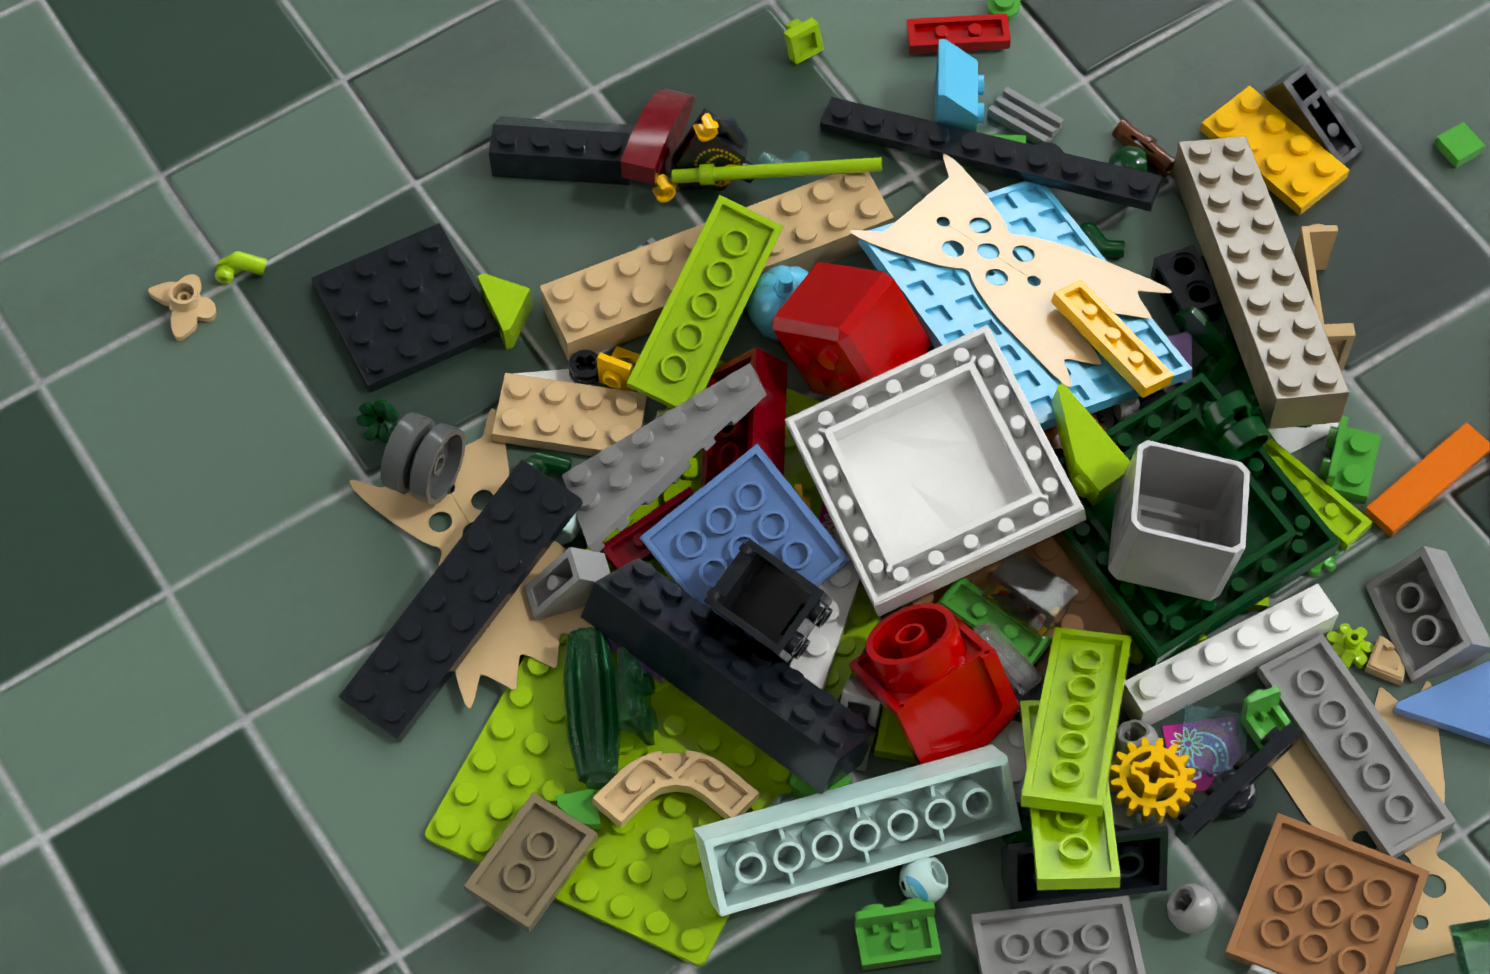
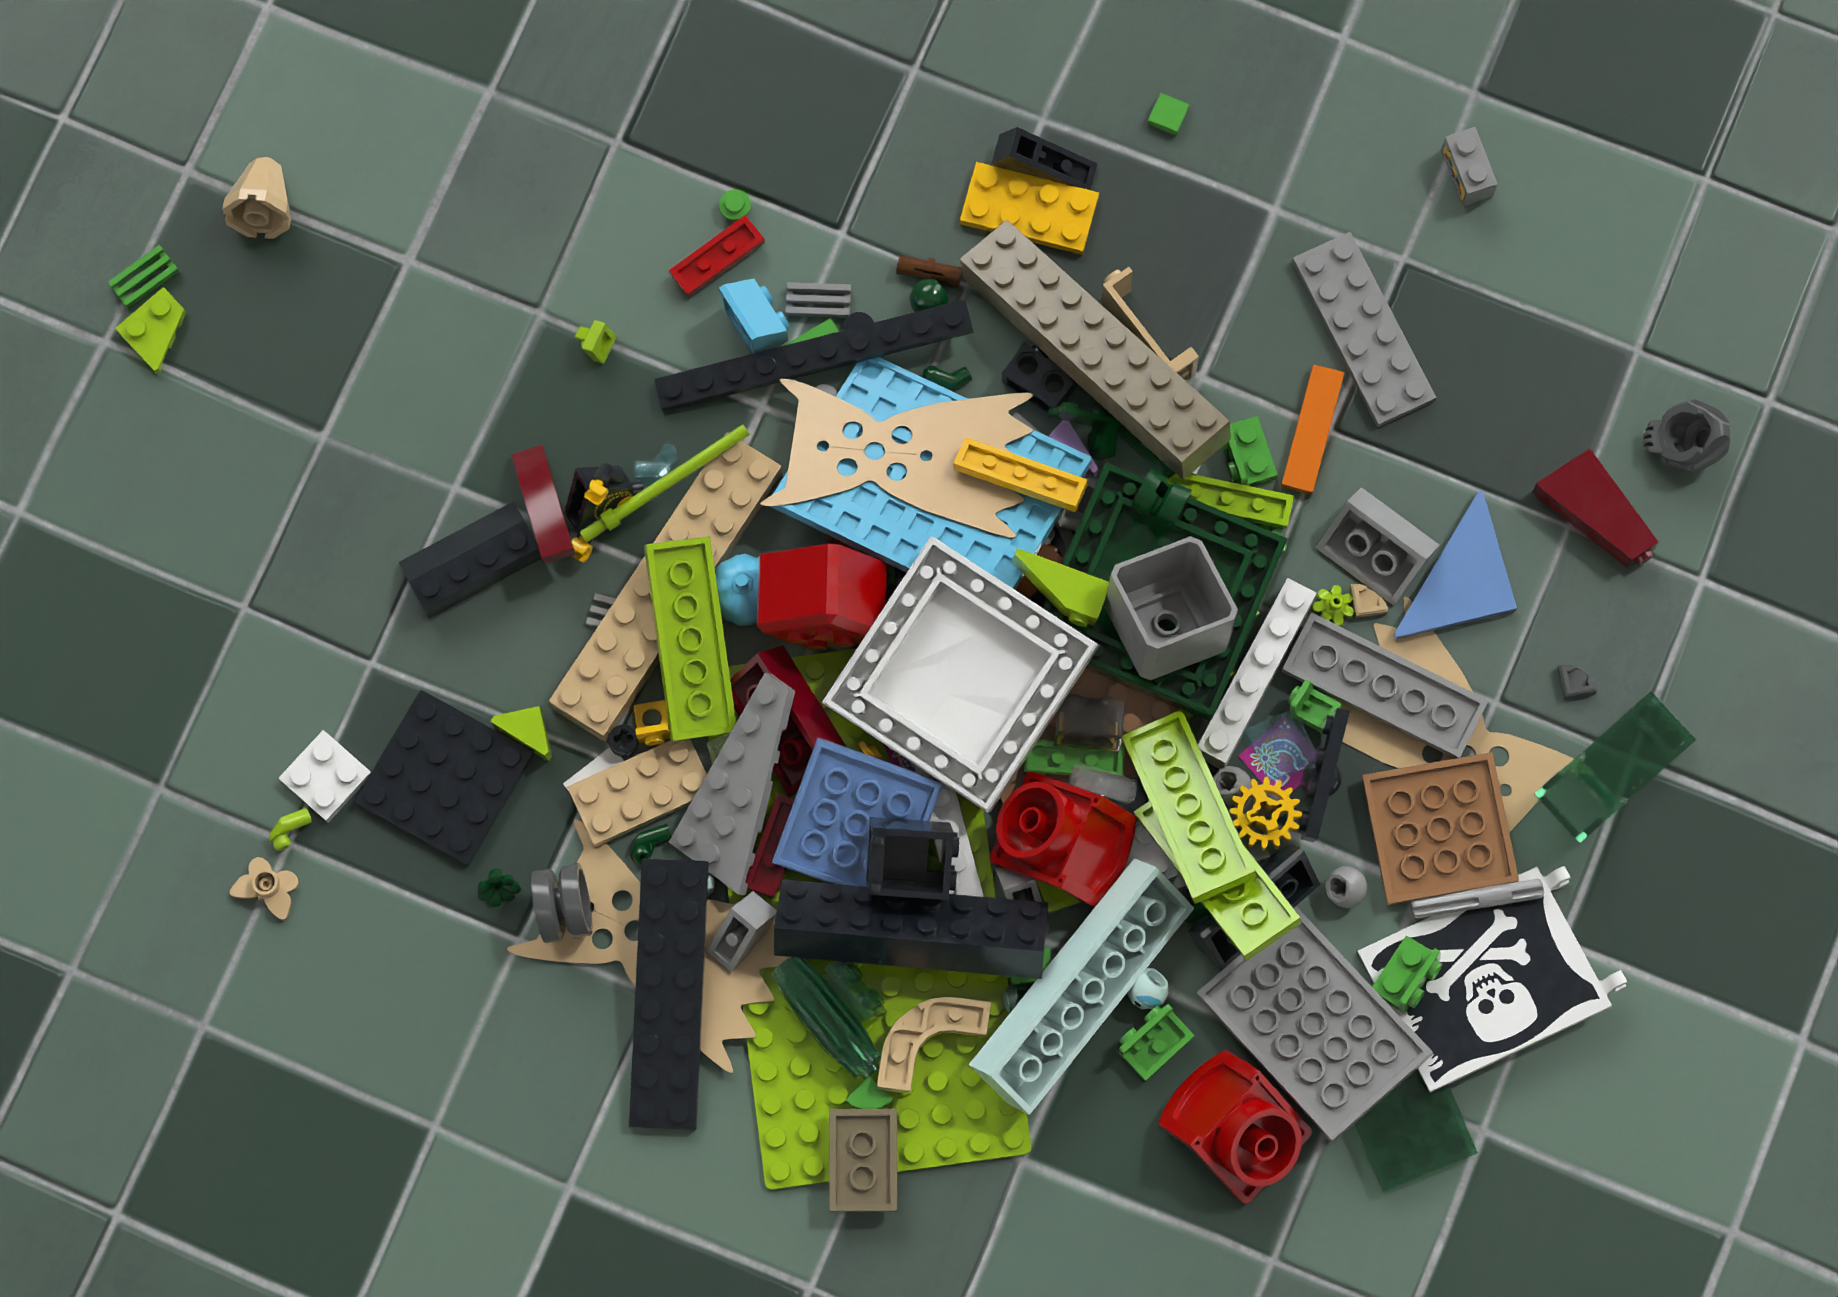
camera: 30 degrees left, 15 degrees up
(303, 245) = (325, 776): none -> white plate

